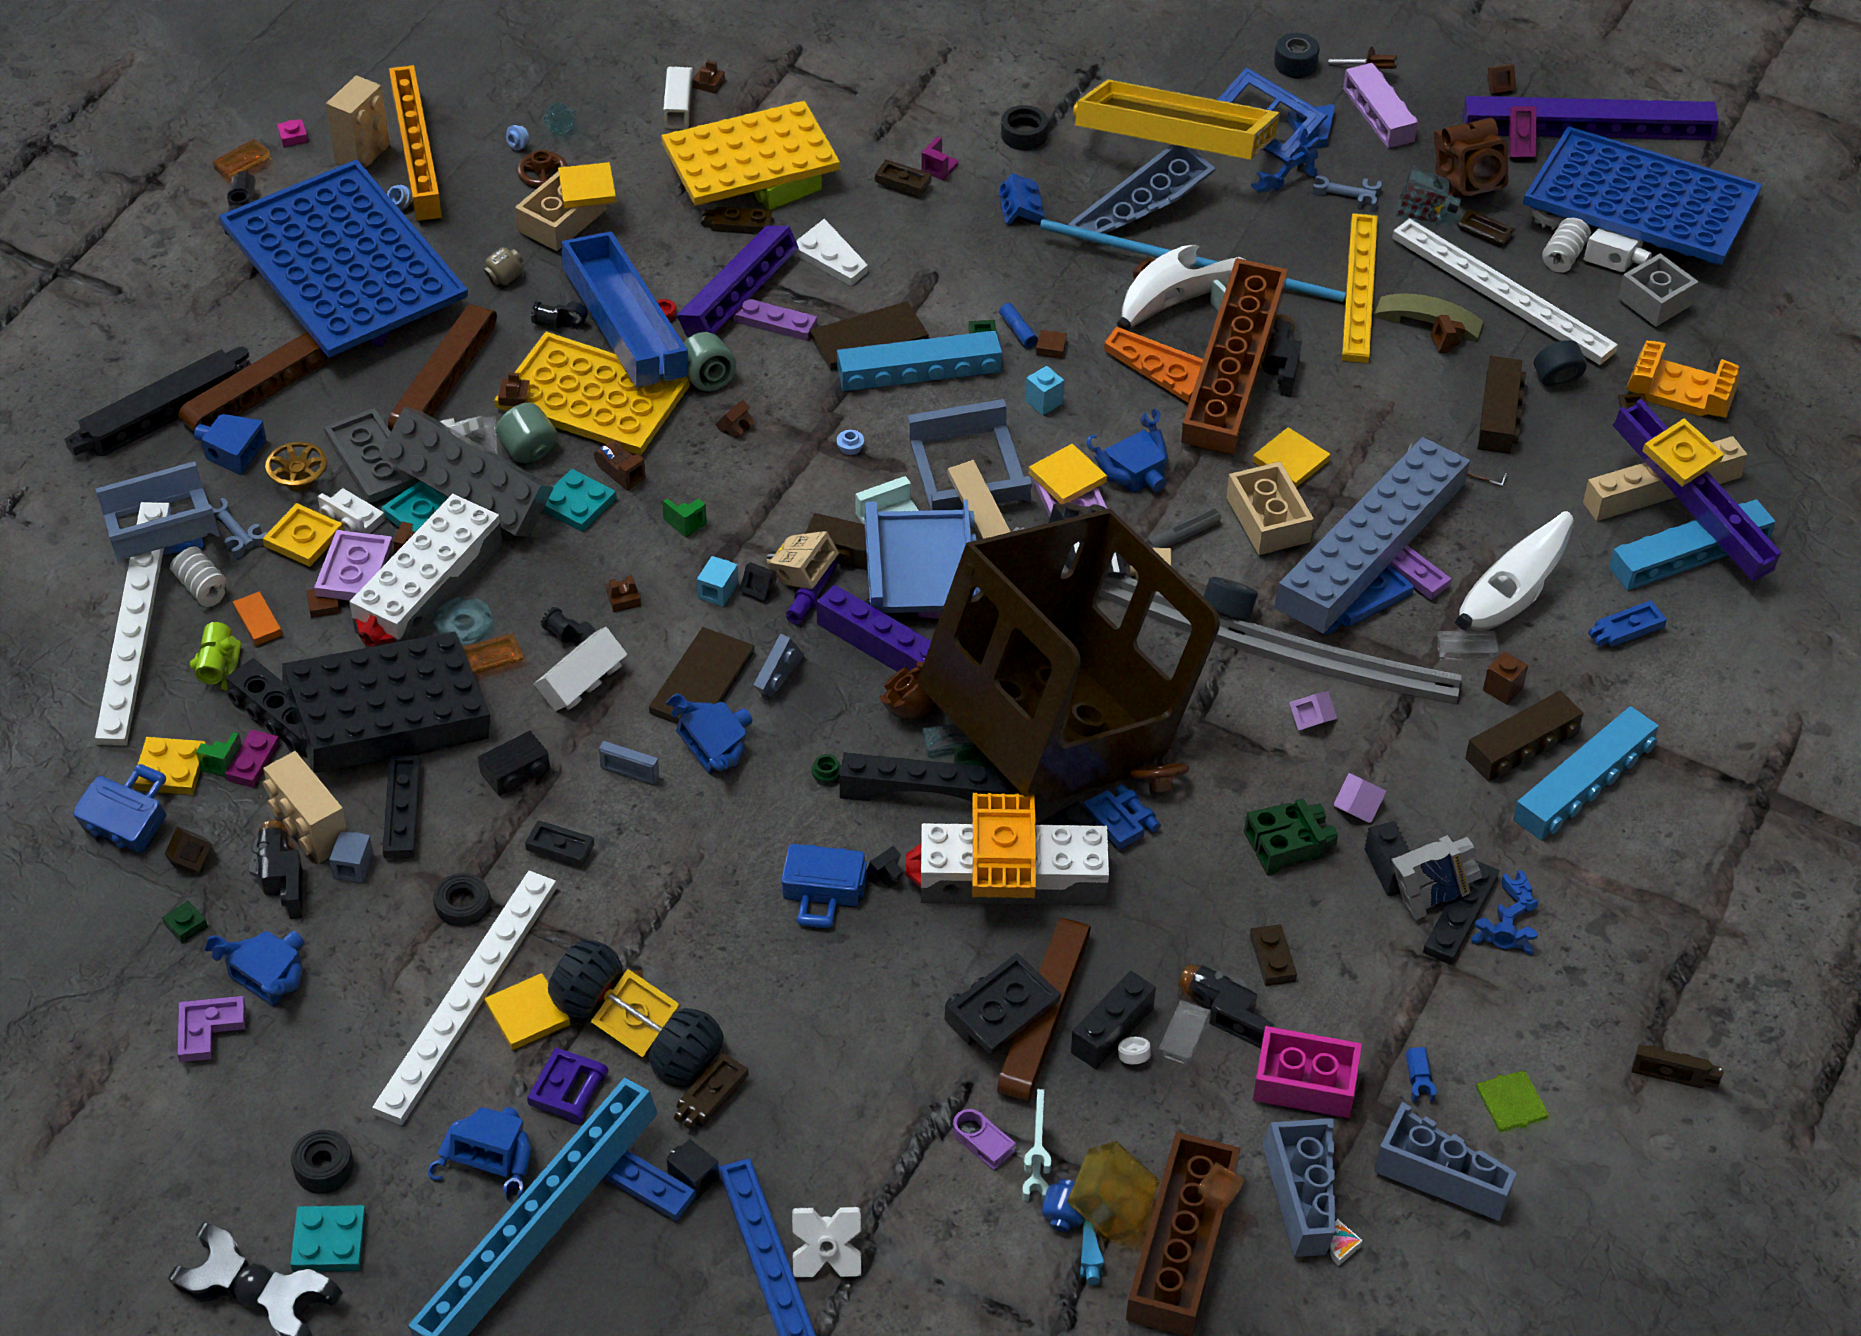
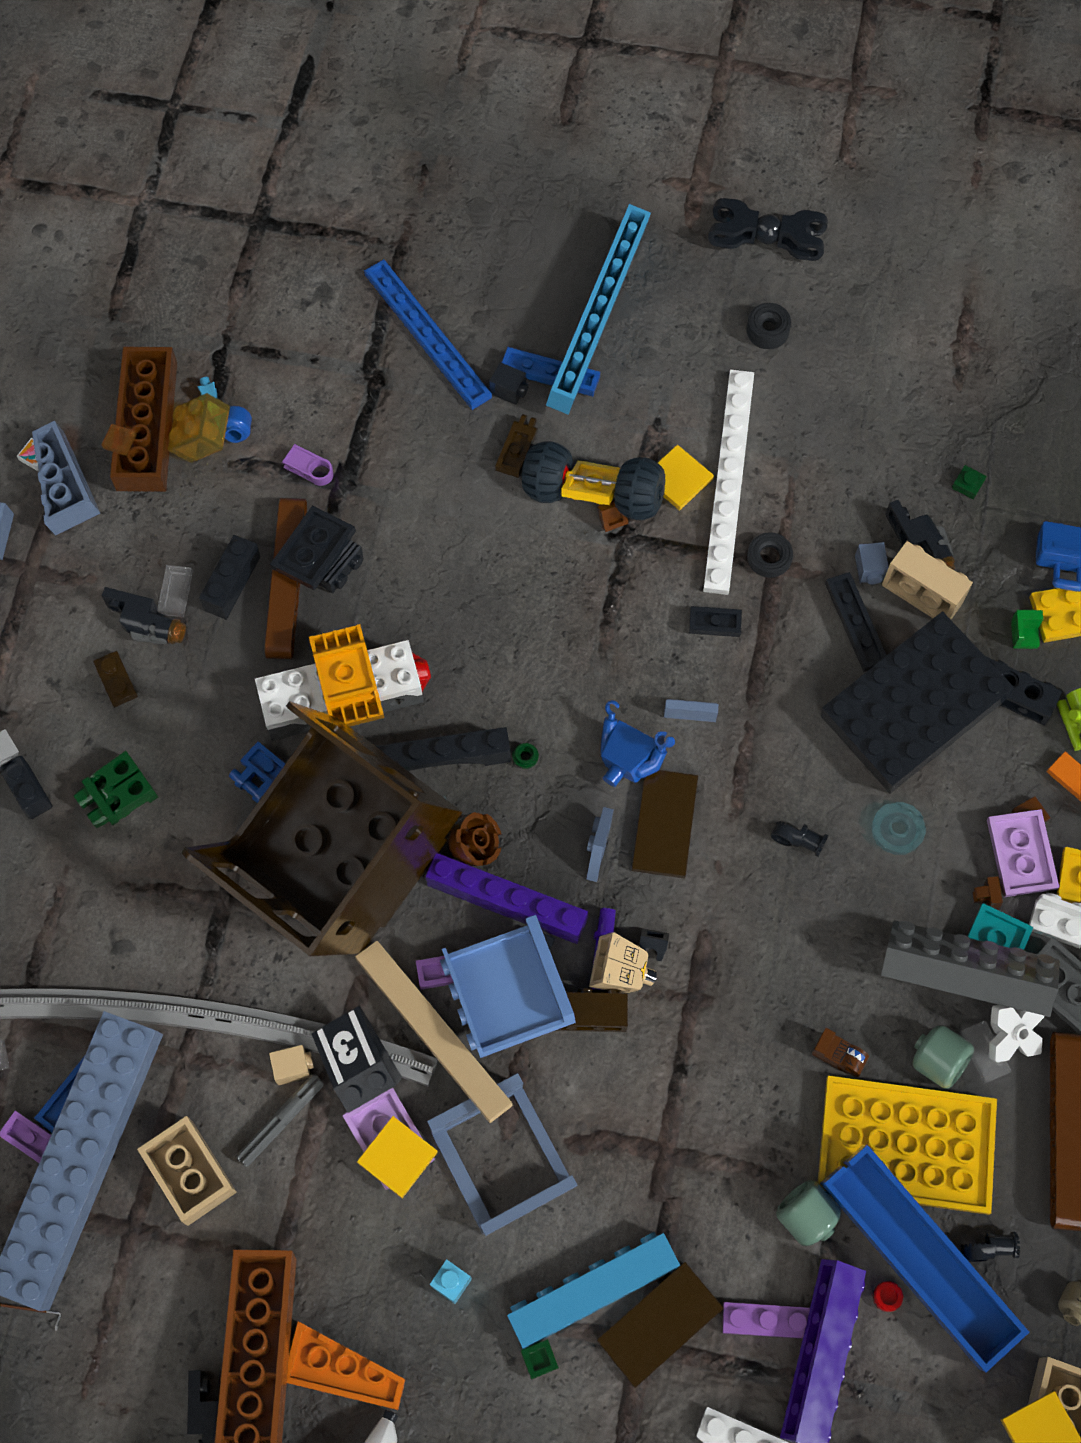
camera: 165 degrees right, 20 degrees up
(188, 849) = (1001, 537): dark brown panel -> none
(201, 1019) = (909, 402): medium lavender plate -> none
(252, 758) = (1000, 637): magenta plate -> none
(262, 963) = (886, 453): blue torso -> none
(328, 1238) = (738, 281): teal plate -> none
(426, 572) = (952, 851): white piece -> none
(490, 1143) = (657, 360): blue torso -> none
(493, 653) = (856, 792): clear orange plate -> none
(513, 390) = (980, 1107): reddish brown tile -> none
(514, 763) = (785, 684): black brick -> none
(558, 1080) = (631, 425): dark purple plate -> none
(578, 500) = (862, 1001): teal plate -> none
(581, 670) = (770, 788): white brick -> none
(623, 594) = (771, 898): reddish brown tile -> none
(685, 517) = (753, 1006): green panel -> none
(717, 581) = (690, 930): medium azure brick -> none
(734, 417) = (754, 1148): reddish brown tile -> none
(823, 877) = (494, 645): blue piece -> none
(826, 1241) = (395, 351): white plant -> none
(850, 442) = (629, 1164): light blue plate -> none
(885, 868) = (446, 667): black tile -> none
(889, 497) = (564, 1074): light aqua panel -> none
(1018, 325) = (508, 1391): blue piece -> none
(1037, 1156) = (261, 442): light aqua flag -> none
(1051, 343) = (463, 1371): reddish brown tile -> none
(1134, 1050) = (208, 561): white tile -> none
(1137, 459) = (335, 1205): blue torso -> none
(1160, 775) = (232, 810): reddish brown piece -> none
(1230, 597) = (207, 1035): black wheel -> none
(1297, 454) = (178, 1269): yellow tile -> none
(1307, 1072) = (70, 566): dark pink brick -> none
(1313, 710) = (113, 934): lavender panel -> none
(1359, 798) = (60, 848): lavender panel -> none

